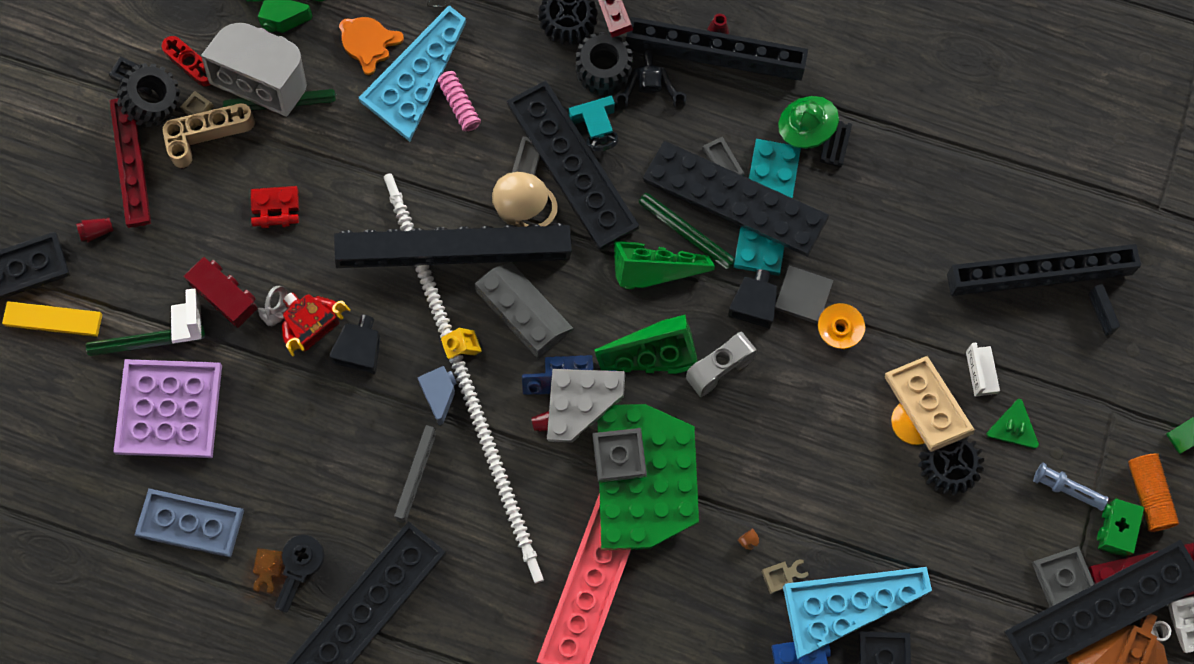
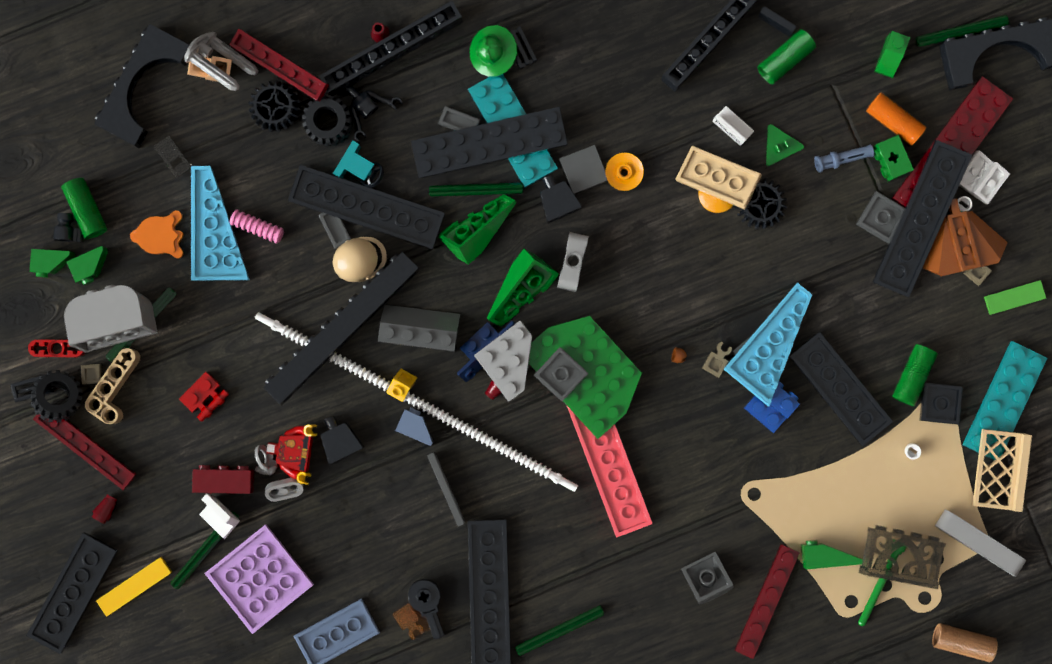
camera: 35 degrees left, 15 degrees up
(268, 348) = (285, 488): none -> light grey plate
(1088, 348) = (783, 58): none -> green piece

